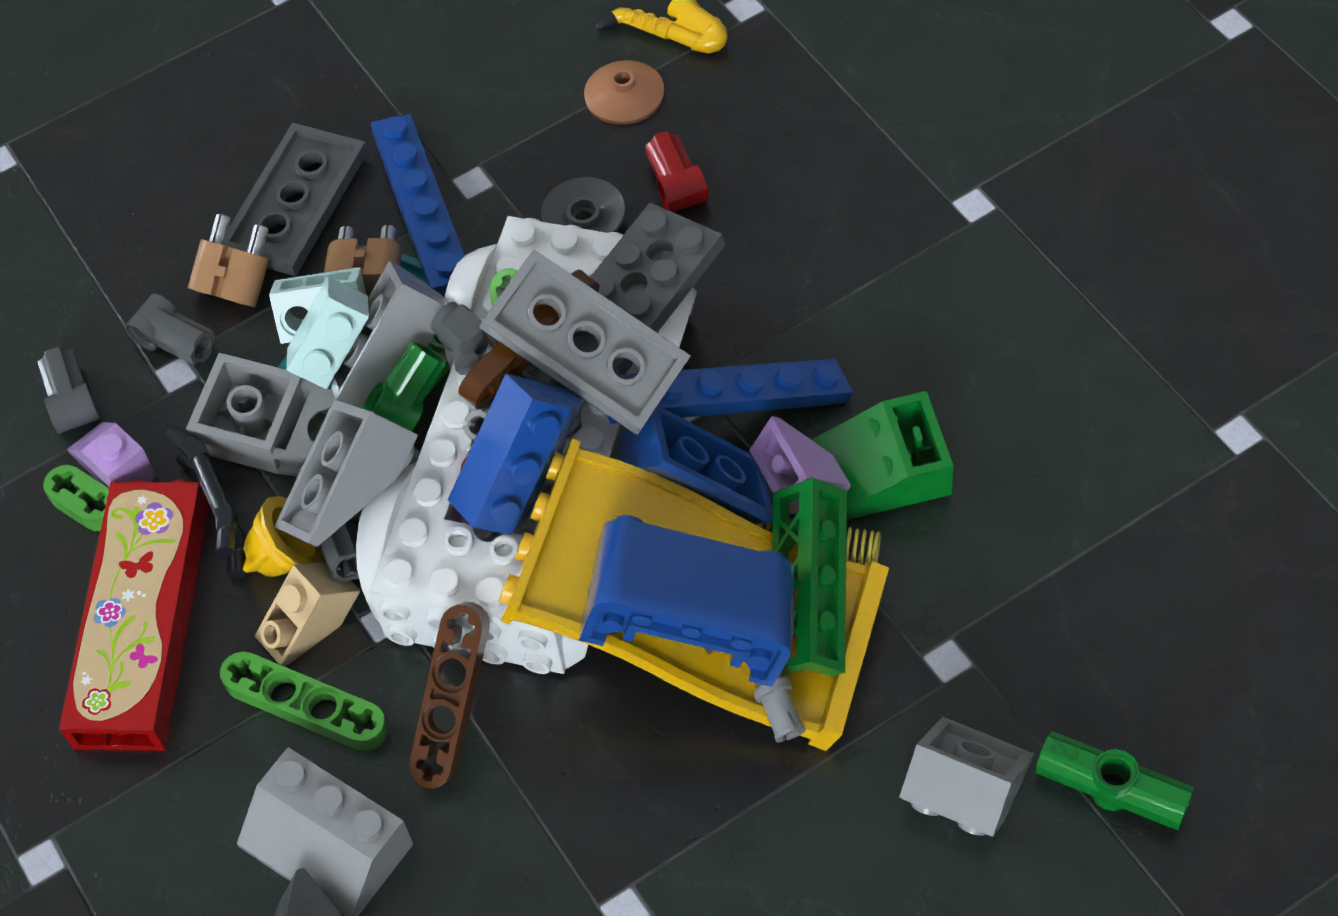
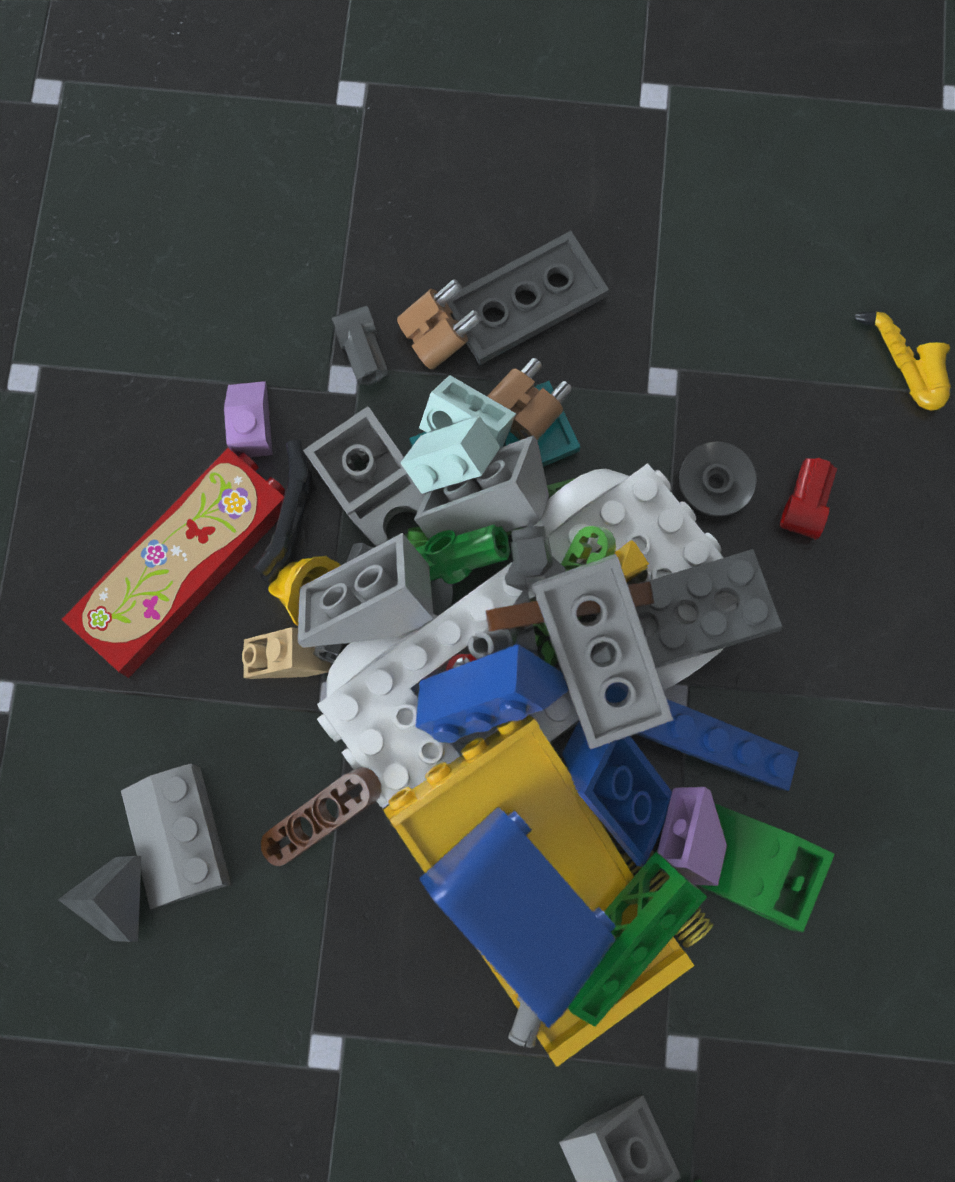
camera: 30 degrees right, 20 degrees up
(69, 397) = (255, 348): dark grey piece -> none
(76, 504) = (202, 436): bright green beam -> none
(300, 706) = (233, 721): bright green beam -> none
(418, 199) = (607, 378): blue plate -> none
(624, 92) = (822, 402): nougat dish -> none

